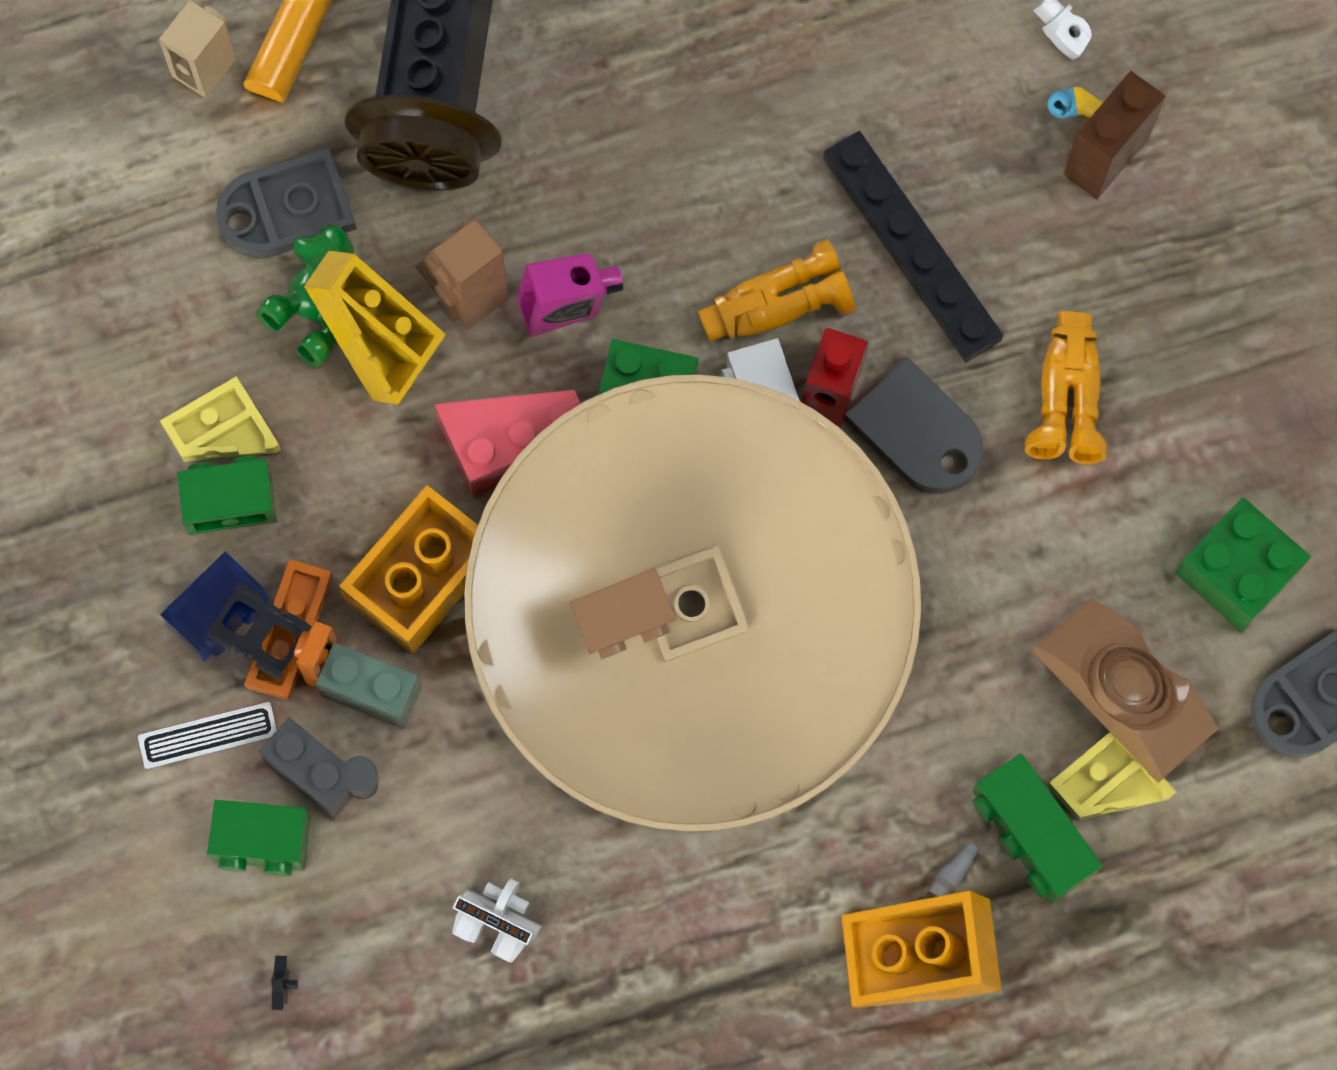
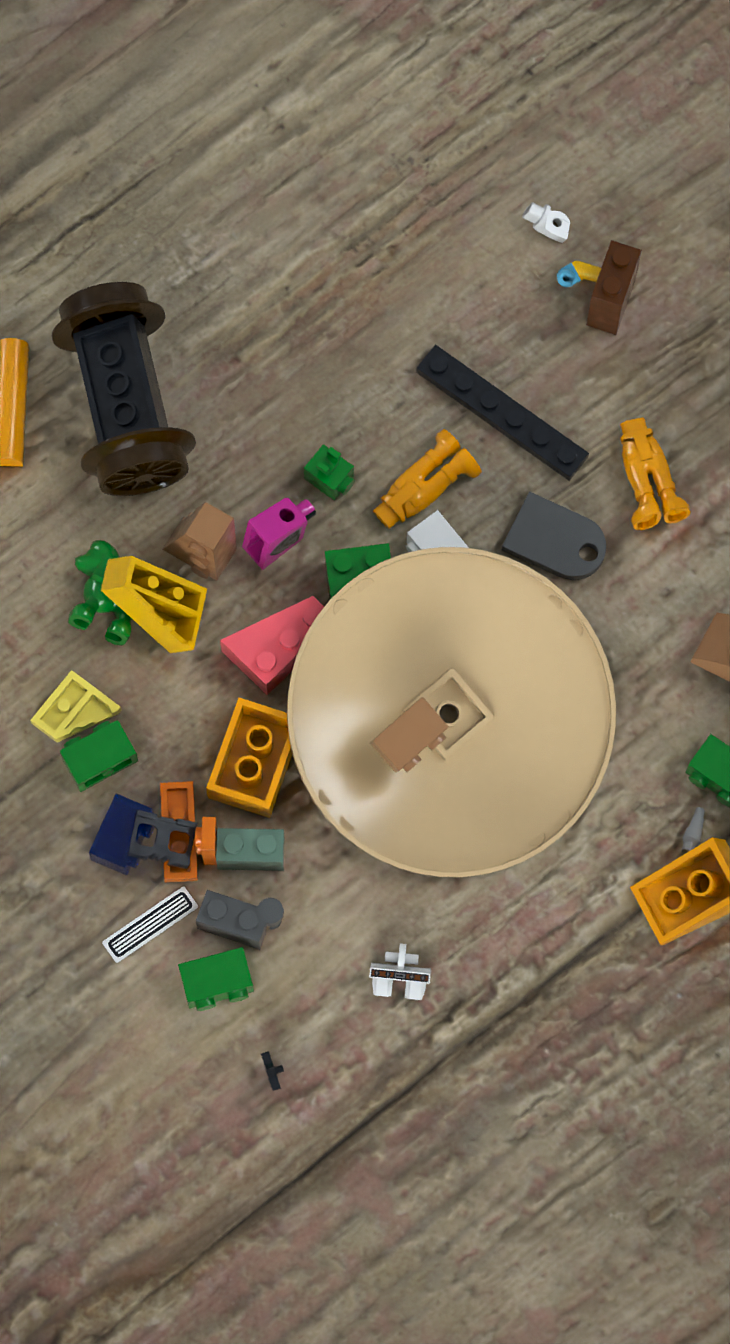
camera: 20 degrees left, 0 degrees up
(284, 204) = (55, 538): dark grey tile -> none
(661, 244) = (329, 472): none -> green brick
(835, 374) = (485, 520): red torso -> none

